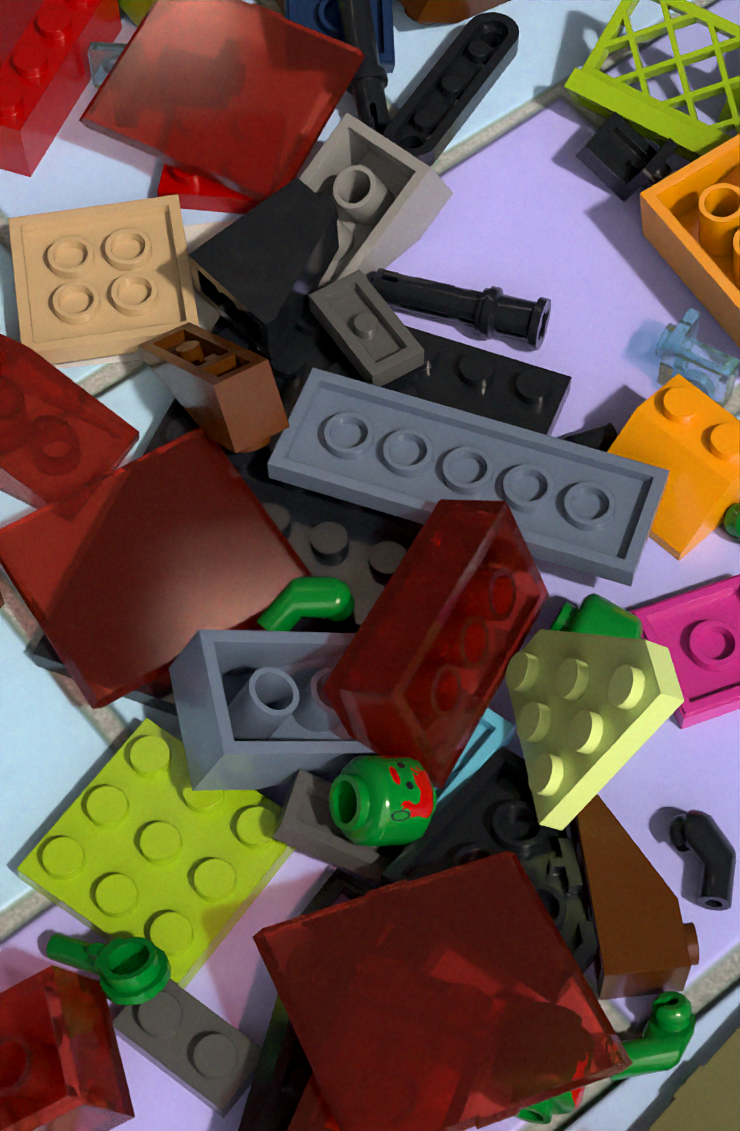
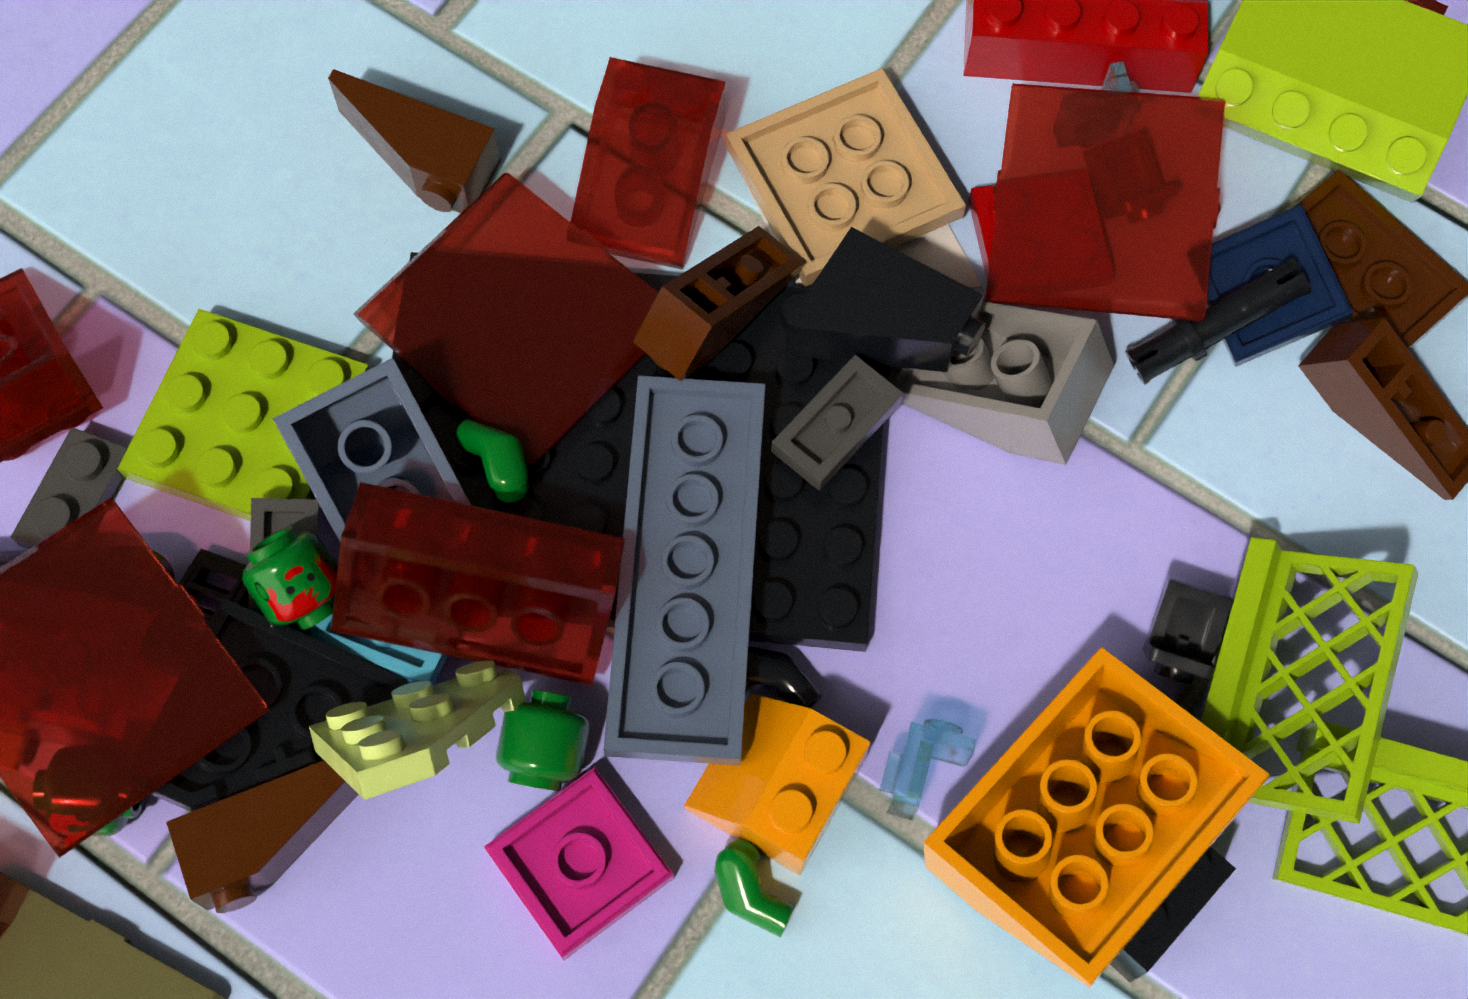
camera: 70 degrees right, 10 degrees up
(128, 969) = (108, 421): green plate -> none
(455, 86) = (1219, 429): black plate -> none
(486, 311) = (924, 538): black pin -> none
(663, 1037) = (137, 896): green arm -> none
(717, 856) = (346, 903): black arm -> none

